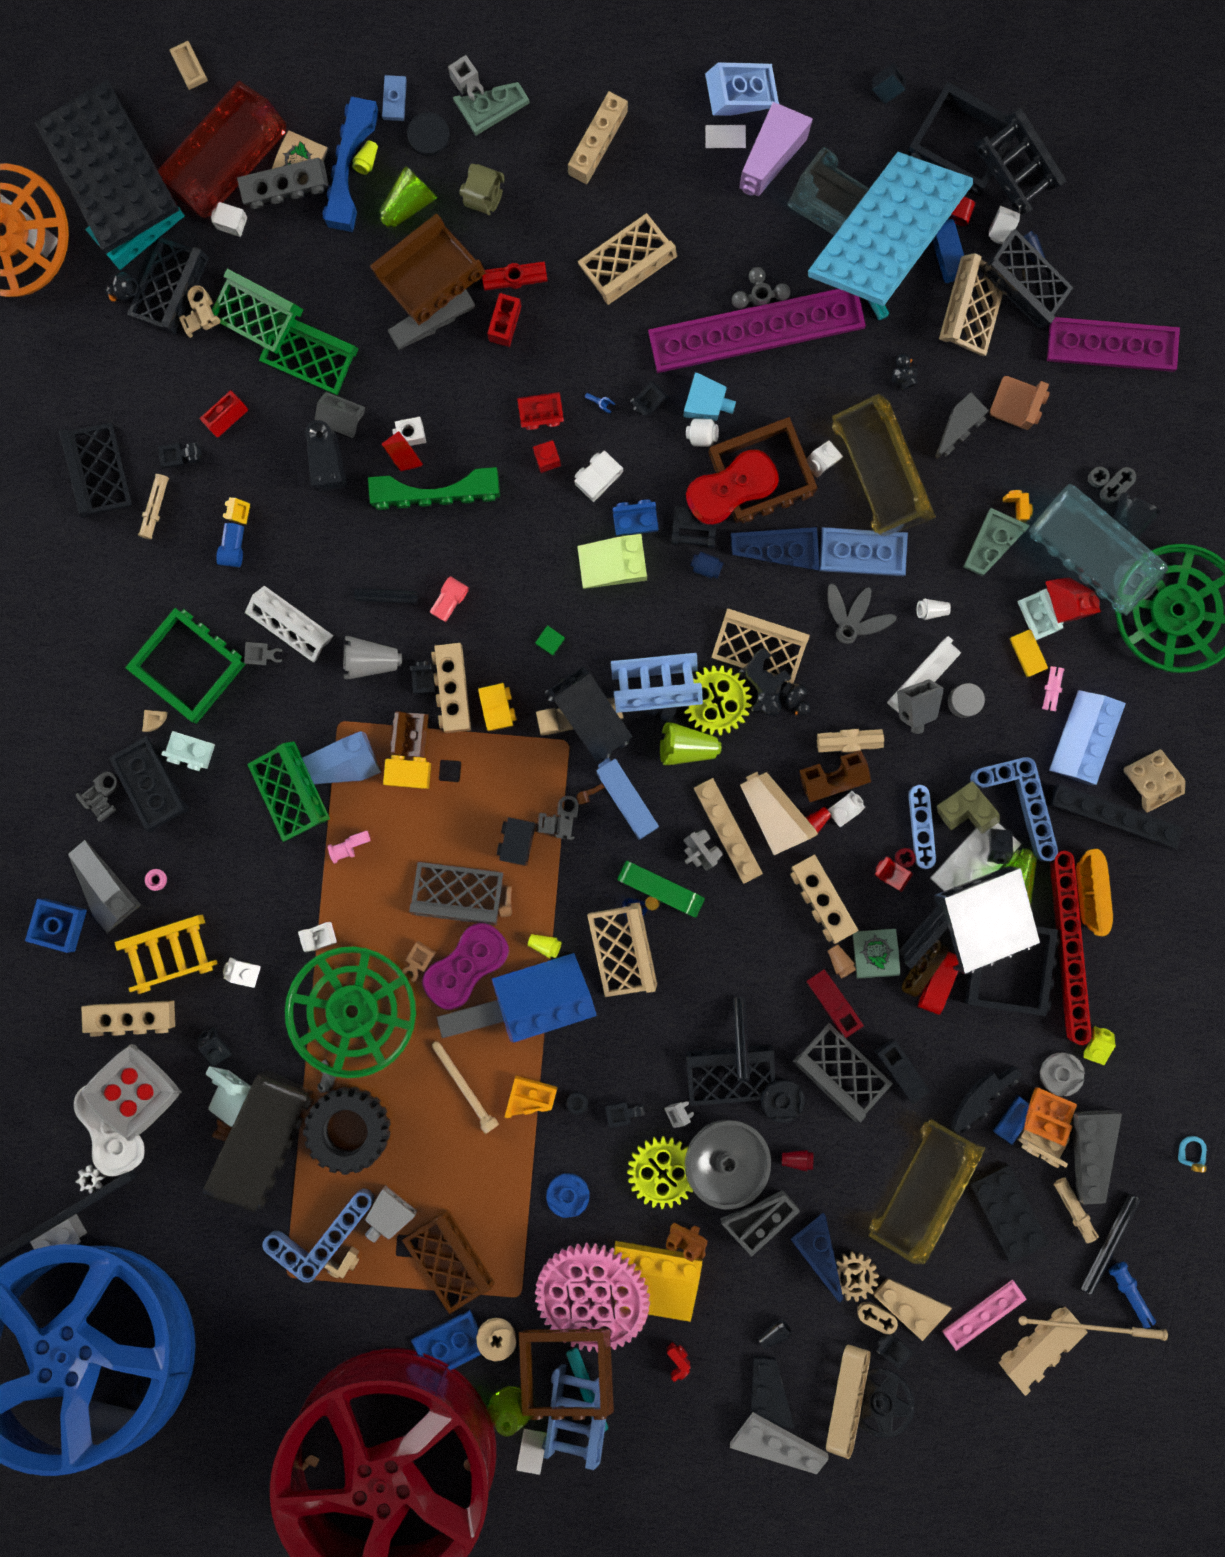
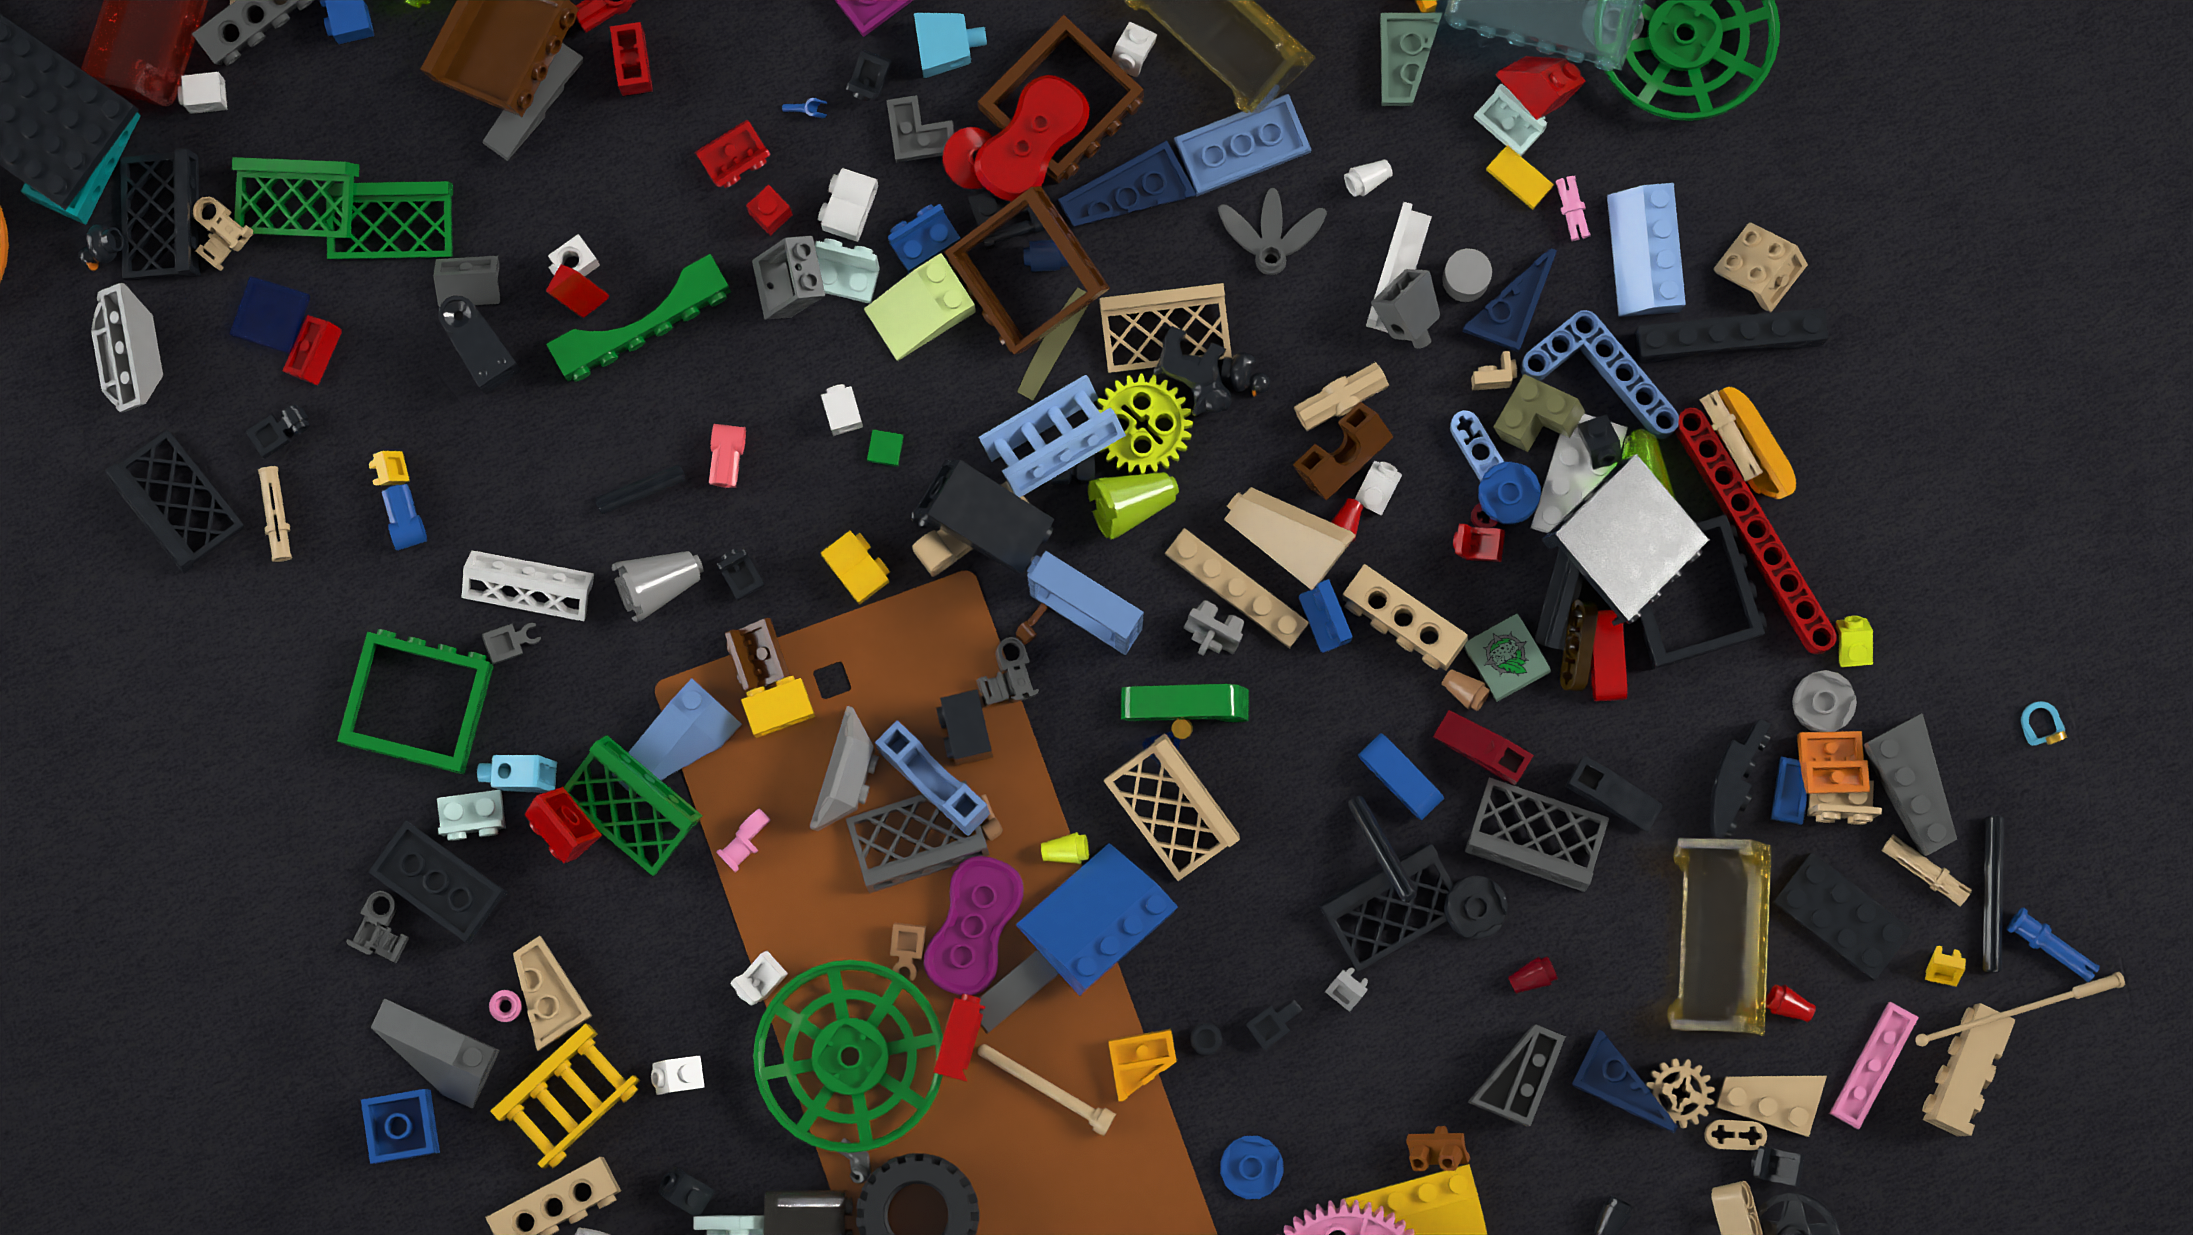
camera: 30 degrees left, 5 degrees down
(108, 359) = (125, 348): none -> light grey wedge
(153, 720) = (404, 796): tan tile -> none
(185, 886) = (549, 995): none -> tan wing
(207, 379) = (270, 315): none -> clear blue tile
(229, 740) = (519, 773): none -> medium azure torso
(240, 784) = (561, 824): none -> red slope
(422, 1035) = (959, 1037): none -> red window
(431, 834) = (846, 773): none -> light grey wedge
(461, 720) = (766, 524): tan brick -> none
(481, 863) = (931, 779): none -> medium blue arch
(533, 603) = (841, 409): none -> white brick
(536, 514) = (772, 269): none -> dark grey window
(576, 517) = (847, 271): none -> light aqua bracket
(648, 1185) = (1371, 1047): neon yellow gear -> none
(657, 451) = (911, 138): none -> dark grey plate
(681, 476) = (958, 156): none -> red dish
(686, 622) = (1049, 352): none -> olive sticker
(702, 432) = (959, 86): white head -> none
(722, 564) = (1066, 242): none -> reddish brown window
(727, 1164) = (1442, 1022): dark grey dish -> none
(774, 875) = (1325, 617): none -> blue bracket
(774, 997) = (1401, 776): none -> blue beam
(927, 851) = (1509, 493): none -> blue tile
(949, 772) = (1490, 378): none -> tan bracket
(949, 1252) = (1788, 1003): none -> red cone
(981, 737) = (1510, 313): none -> dark blue wing
(1057, 1277) = (1945, 968): none -> yellow tile
(1085, 881) = (1731, 435): none -> tan pin

